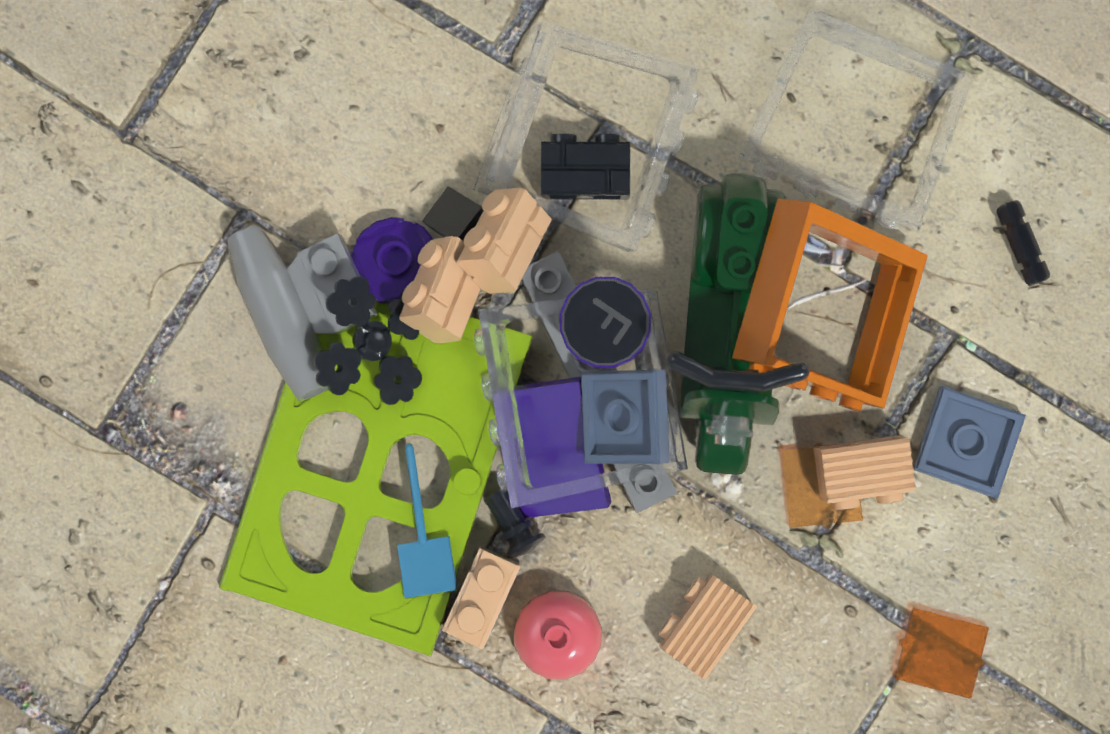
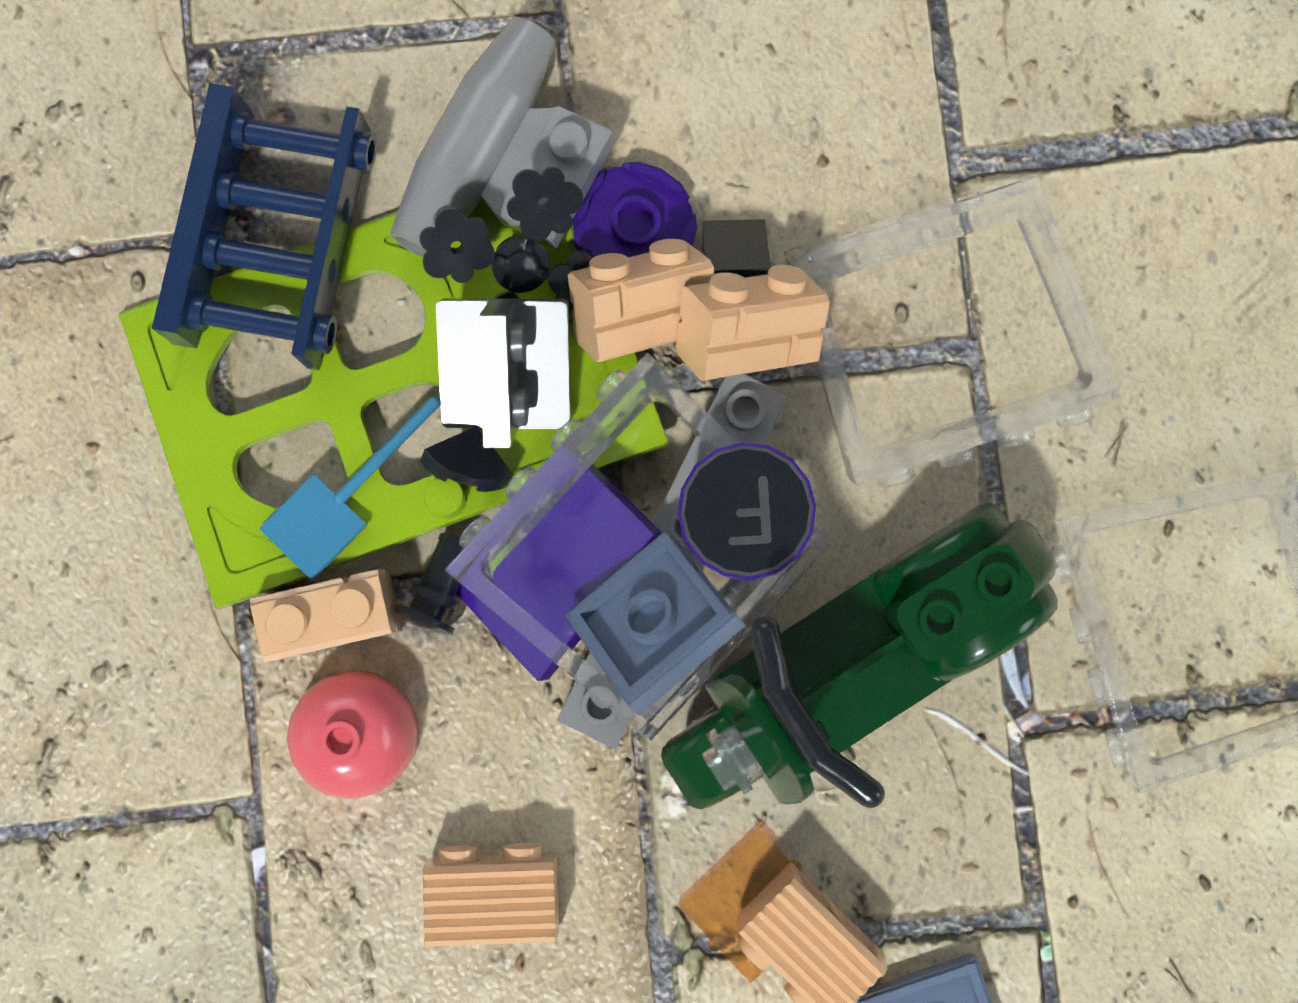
camera: 55 degrees right, 0 degrees up
(195, 475) = (217, 187): none -> dark blue fence
(421, 393) = (504, 365): none -> bracket
(458, 452) = (467, 462): none -> black tile
(585, 168) = (906, 355): black brick -> none
(886, 317) = (1008, 831): orange window -> none
(1023, 242) = (1214, 924): black axle -> none

